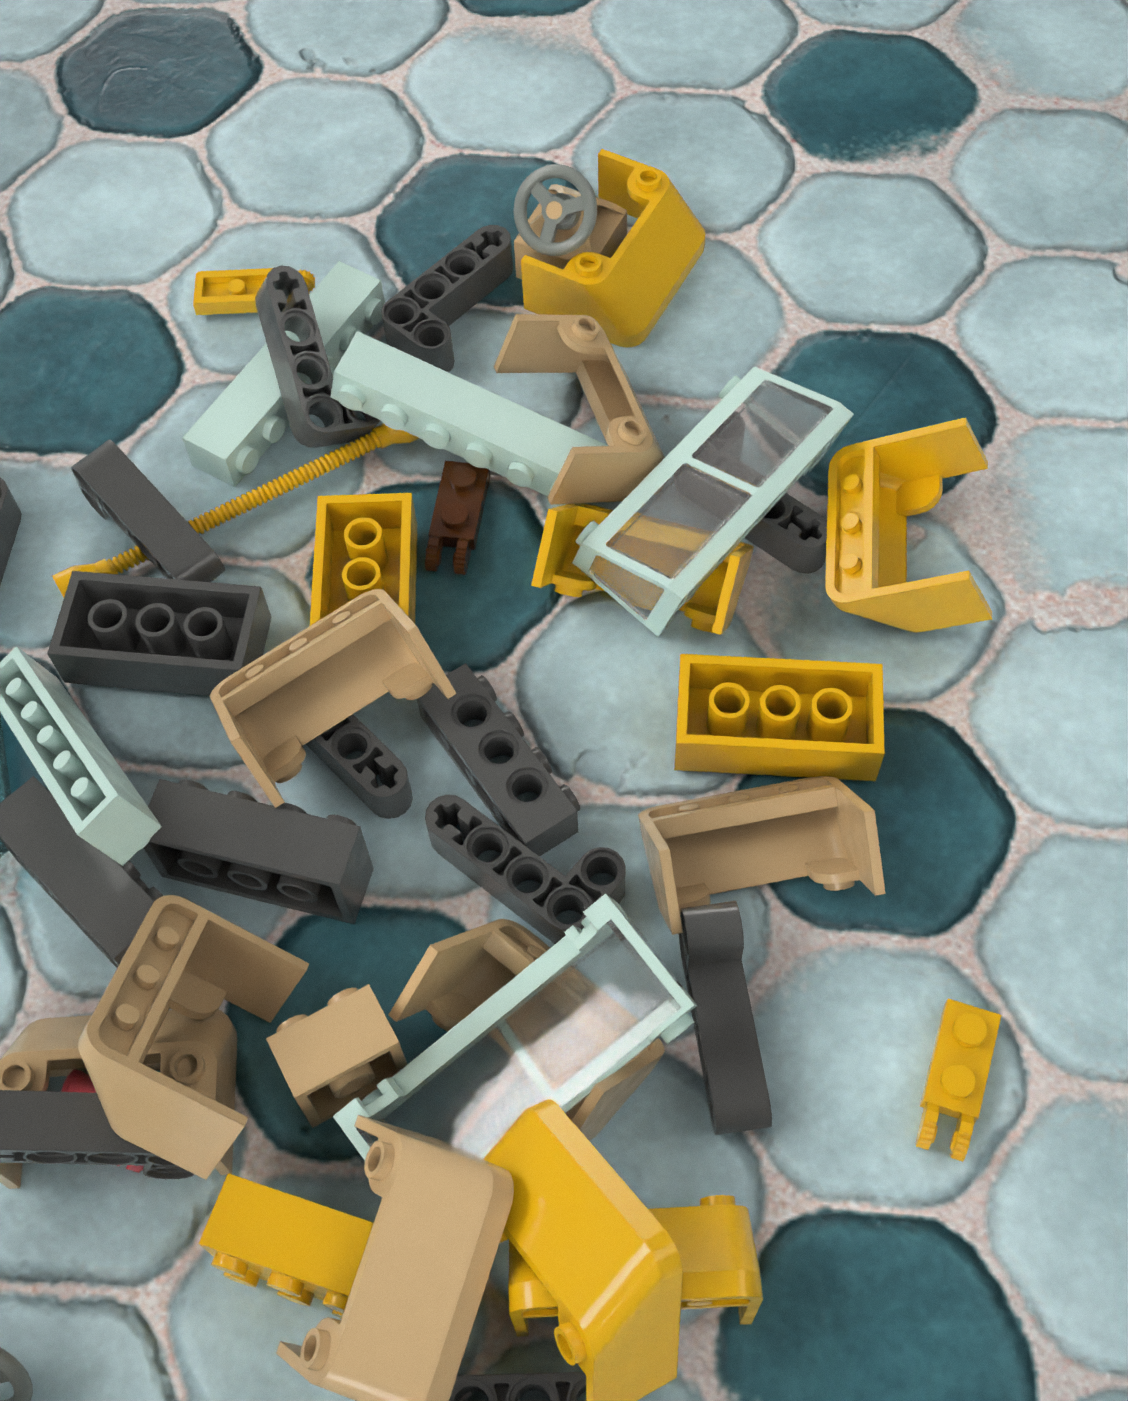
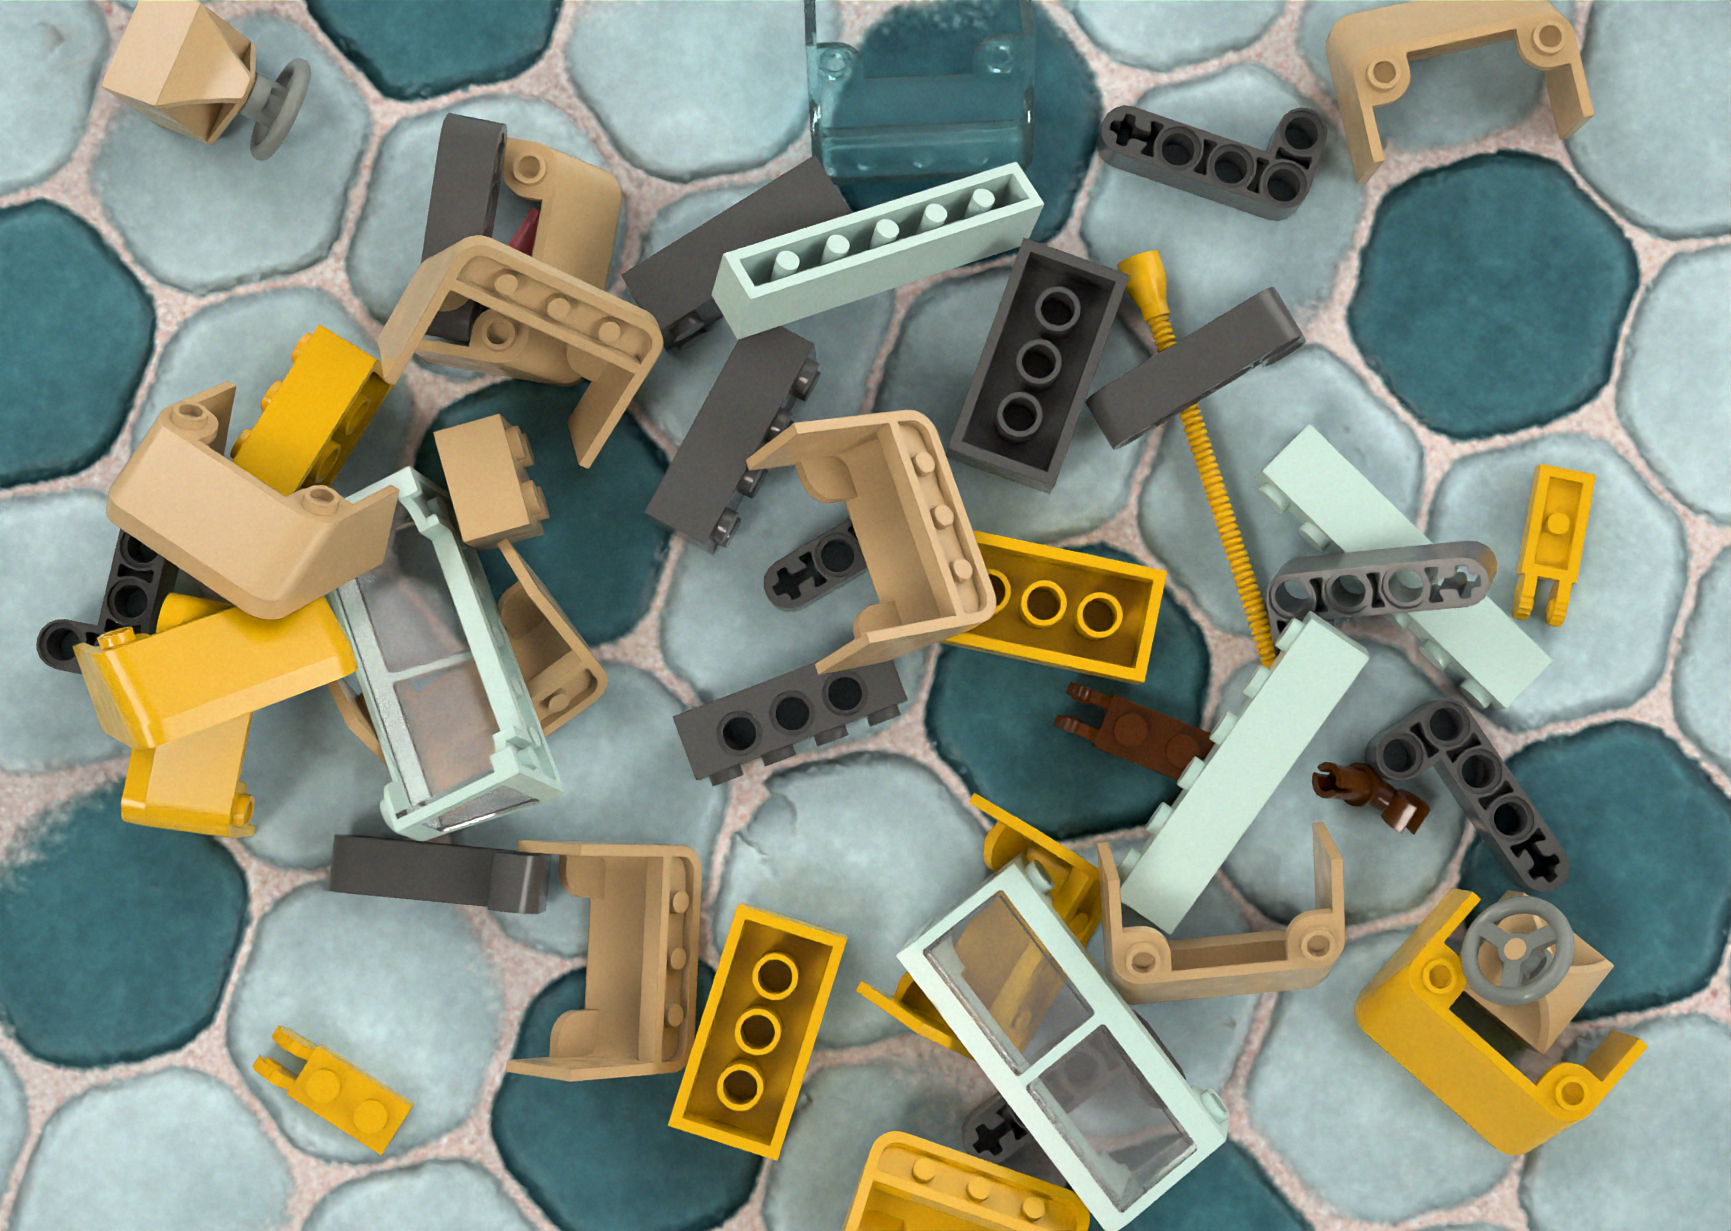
camera: 105 degrees right, 25 degrees up
(471, 344) = (1361, 786): none -> reddish brown piece
(520, 864) = (665, 703): dark grey beam -> none

